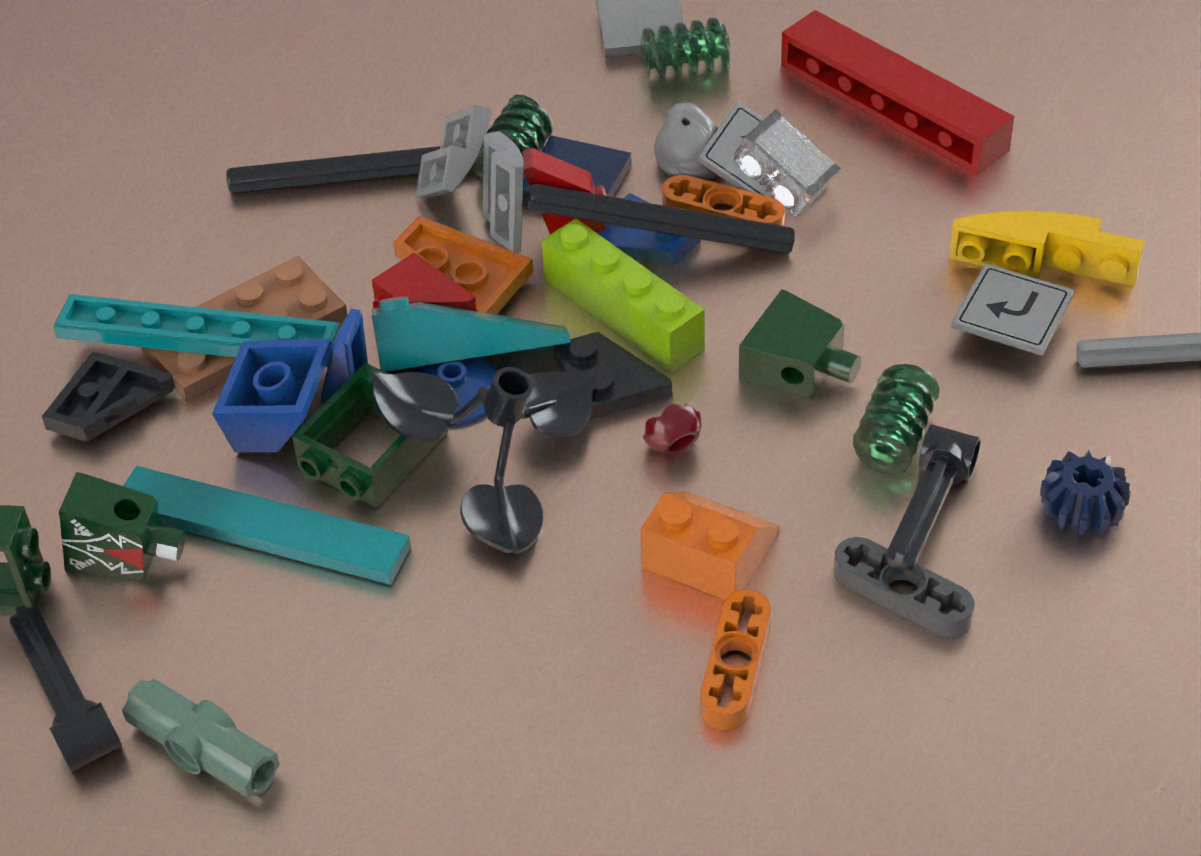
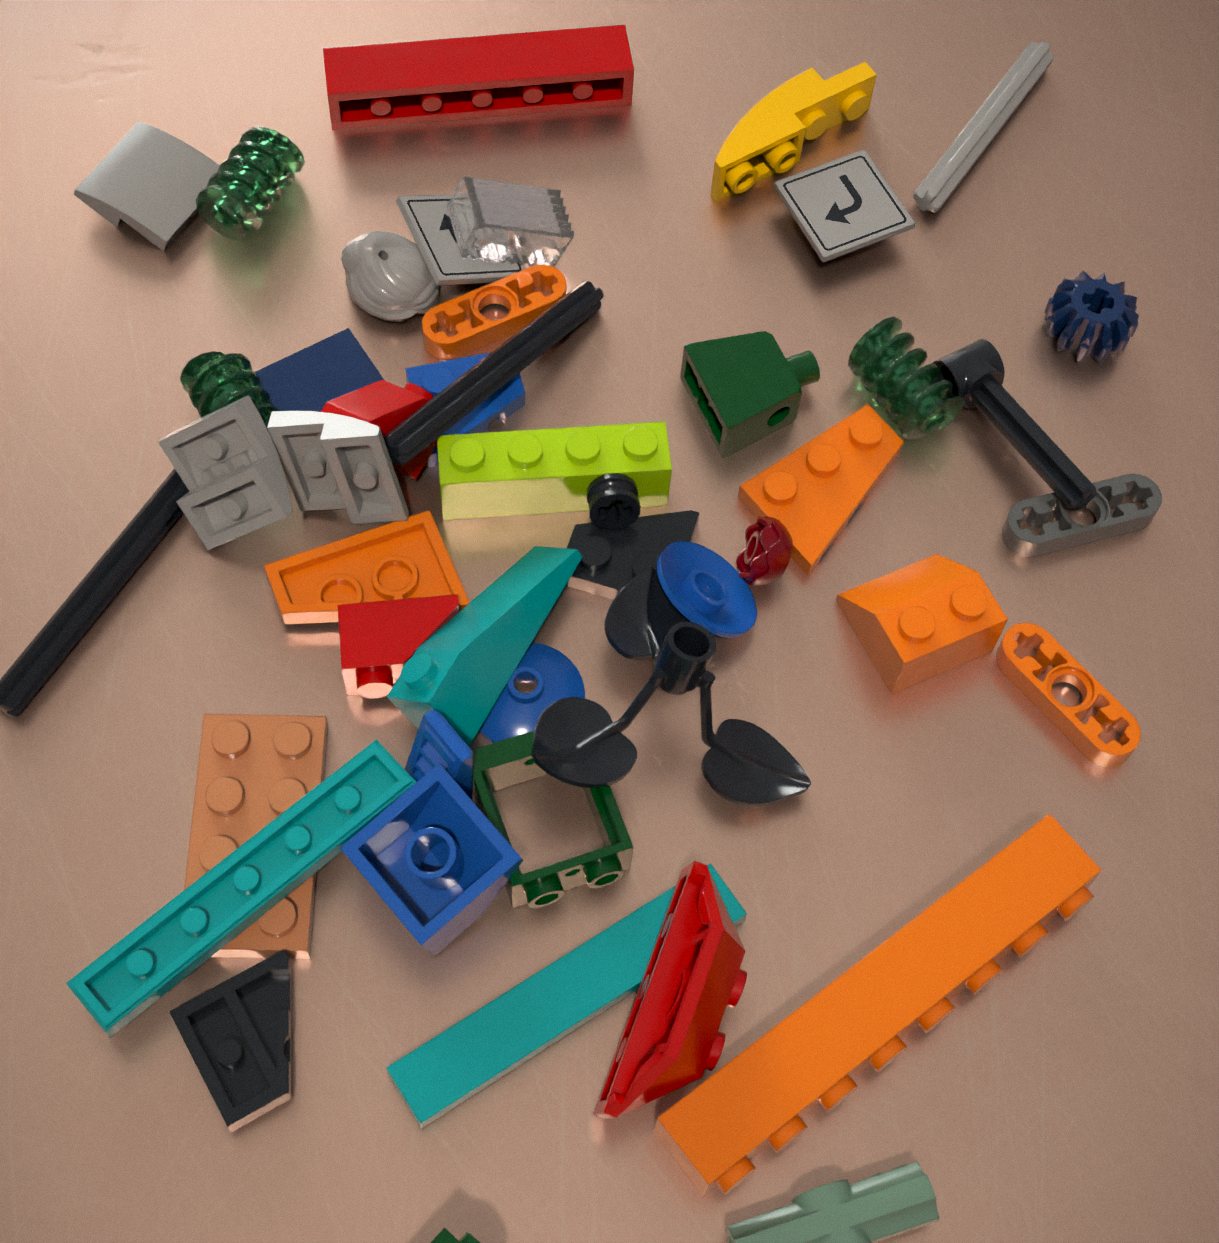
camera: 60 degrees left, 15 degrees up
(113, 530) = (492, 1147): dark green torso -> none
(286, 558) = (679, 999): none -> red wedge
(388, 676) = (874, 1005): none -> orange brick
(619, 403) = (706, 589): none -> blue dish
(623, 328) = (602, 493): none -> black bush
(763, 431) = (824, 482): none -> orange wing

